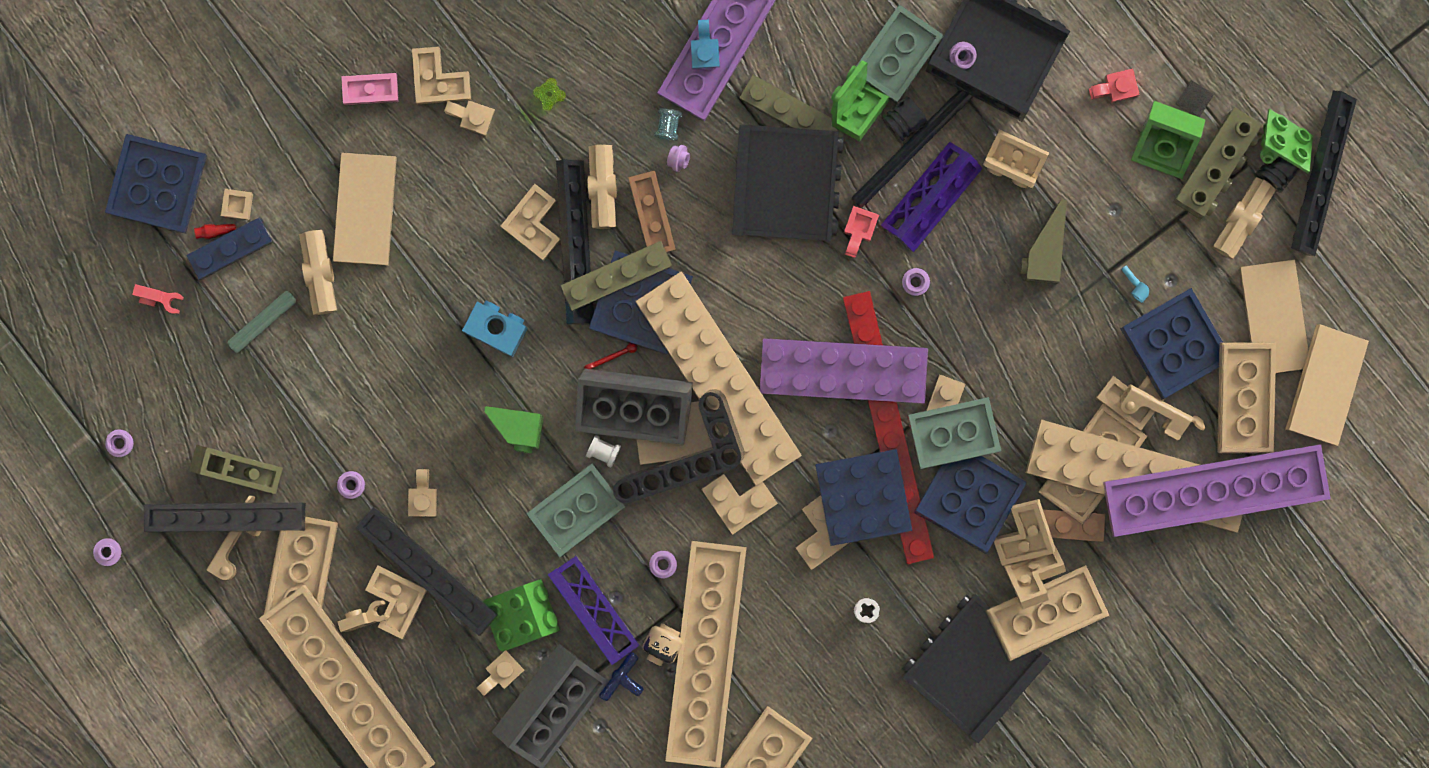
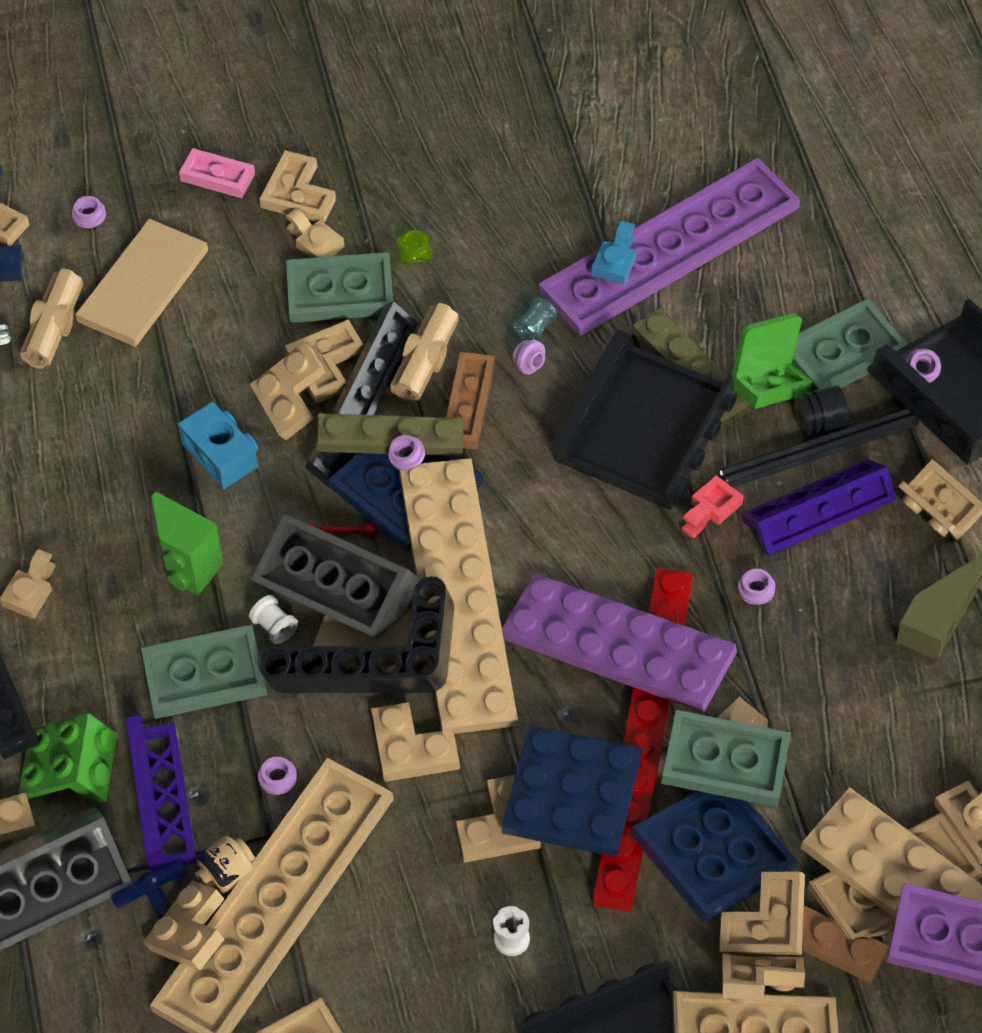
camera: 20 degrees right, 30 degrees down
(286, 159) = (88, 212): none -> lavender plate
(512, 154) = (338, 287): none -> sand green plate
(515, 265) = (280, 389): none -> tan plate
(629, 293) = (402, 445): none -> lavender plate
(656, 702) = (182, 930): none -> tan plate

